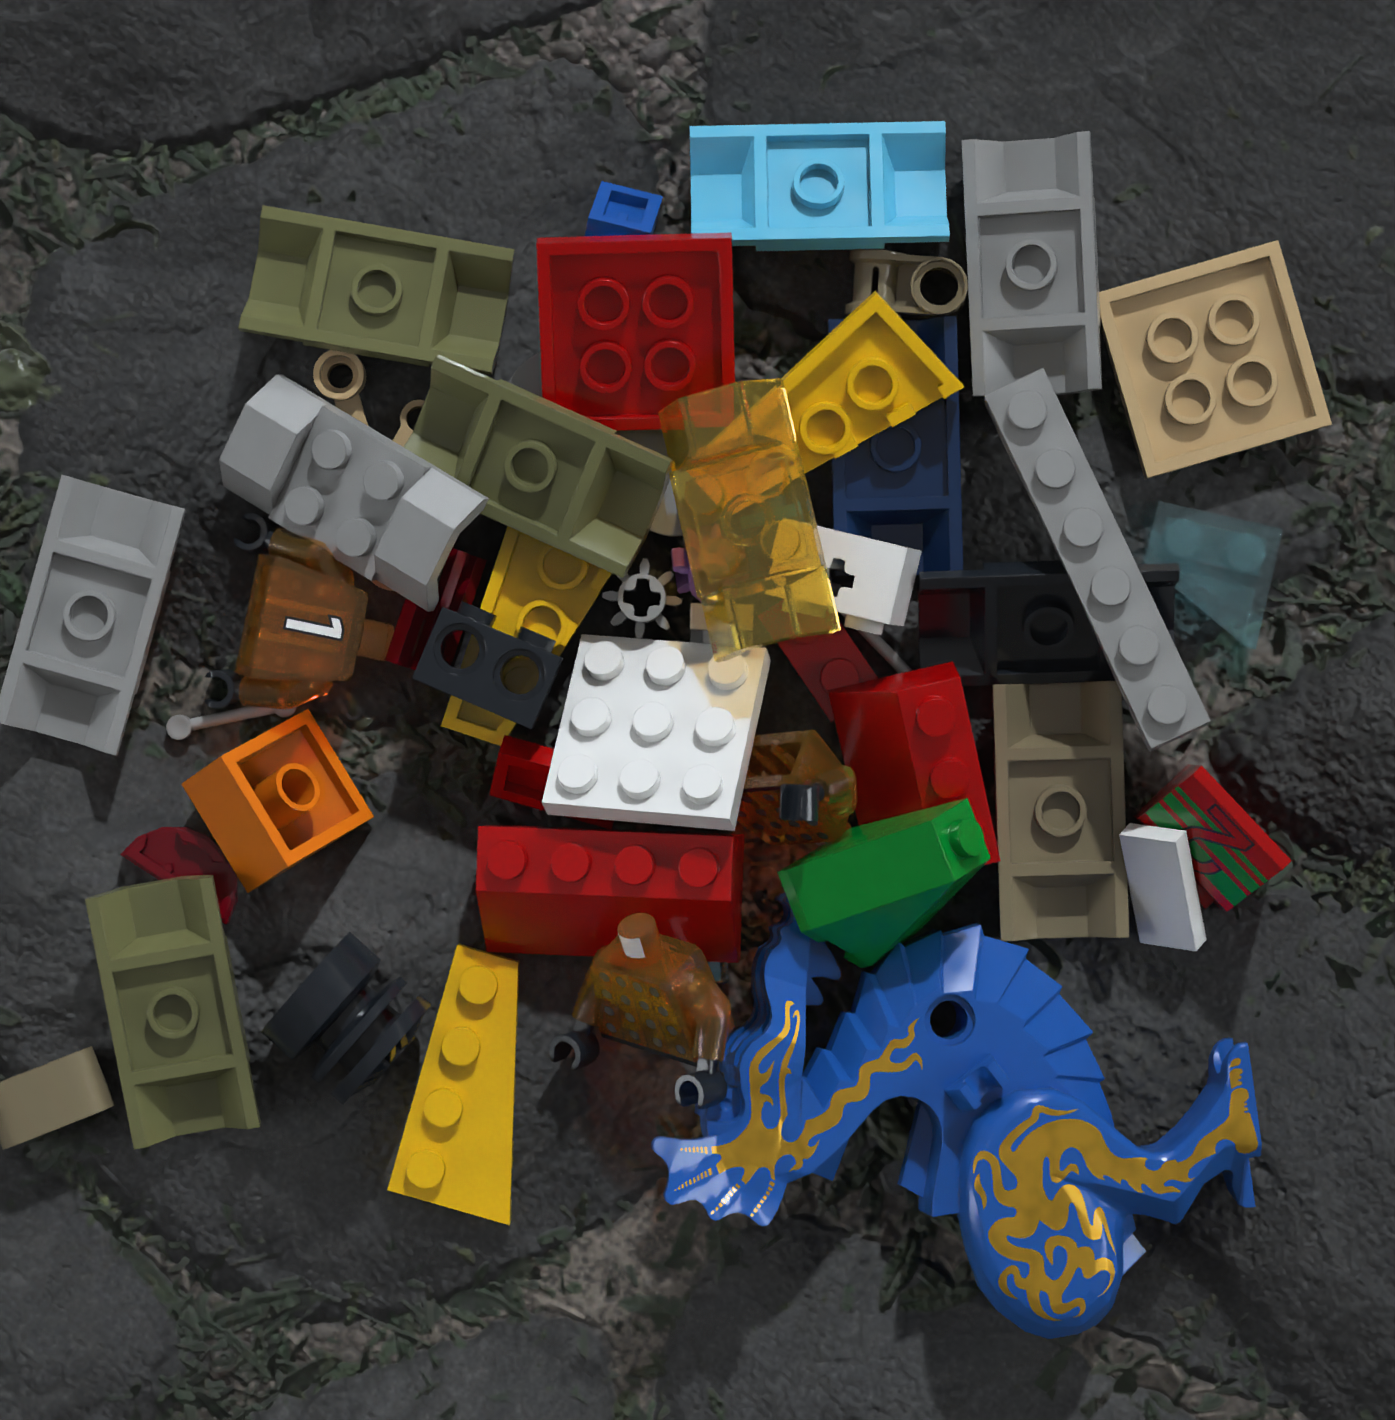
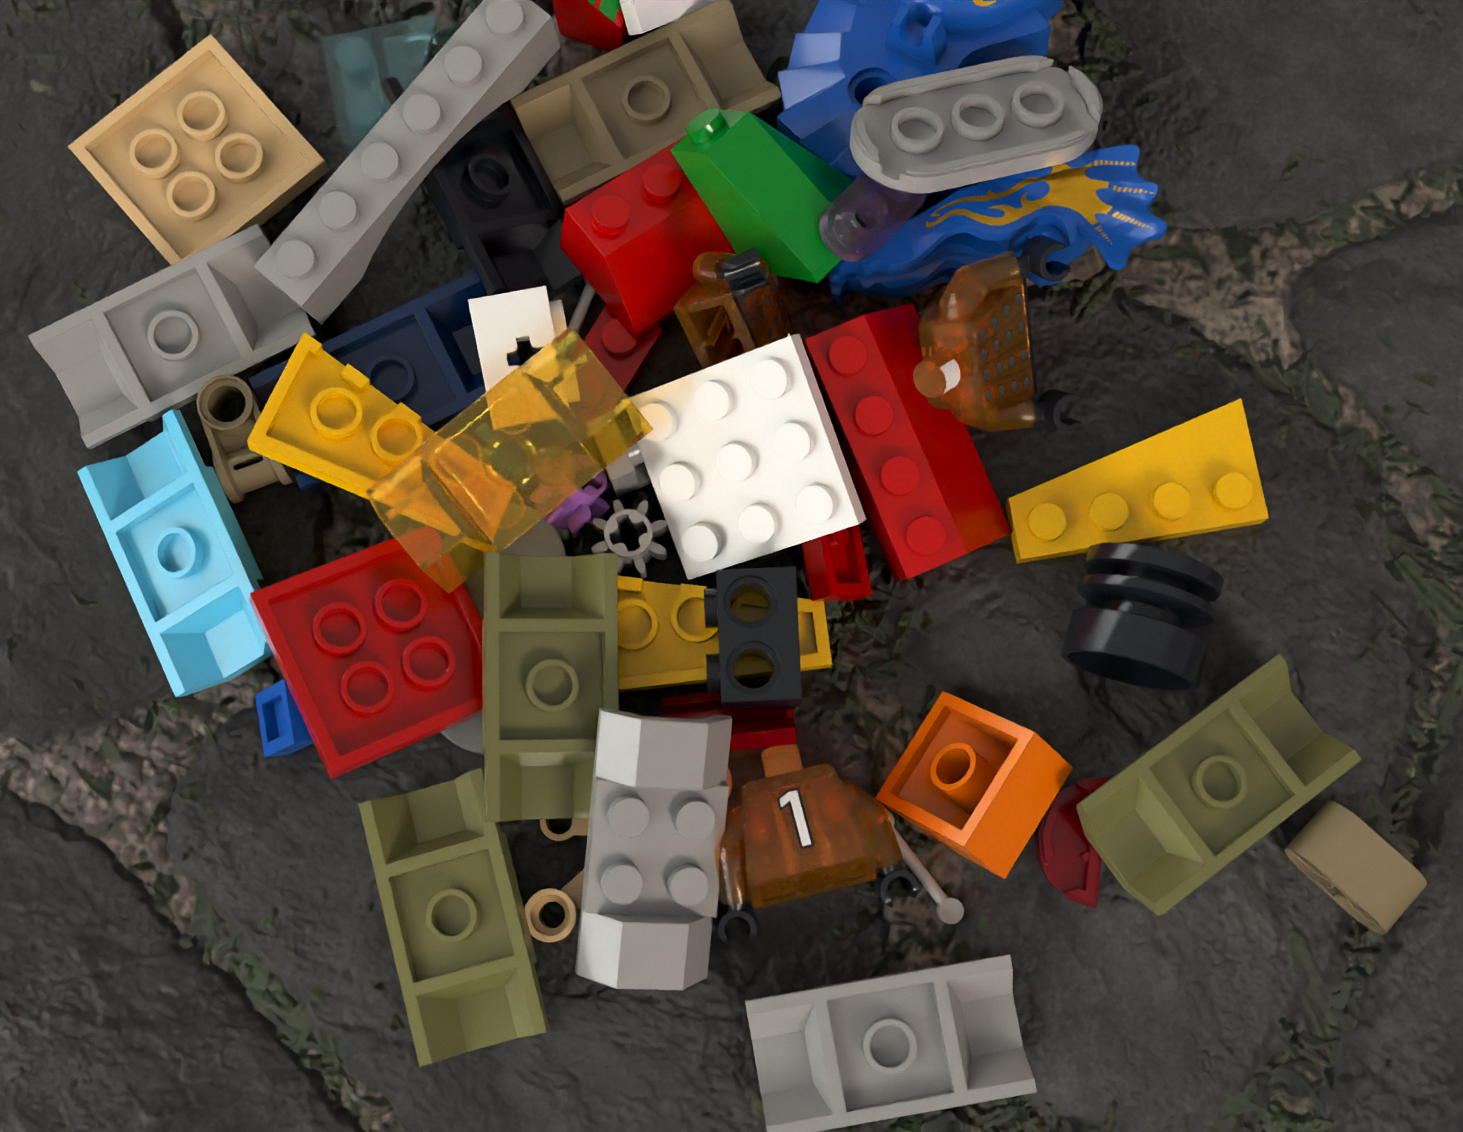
camera: 115 degrees left, 10 degrees down
(823, 961) = (875, 205): none -> clear purple plate
(854, 1087) = (975, 124): none -> light grey tile

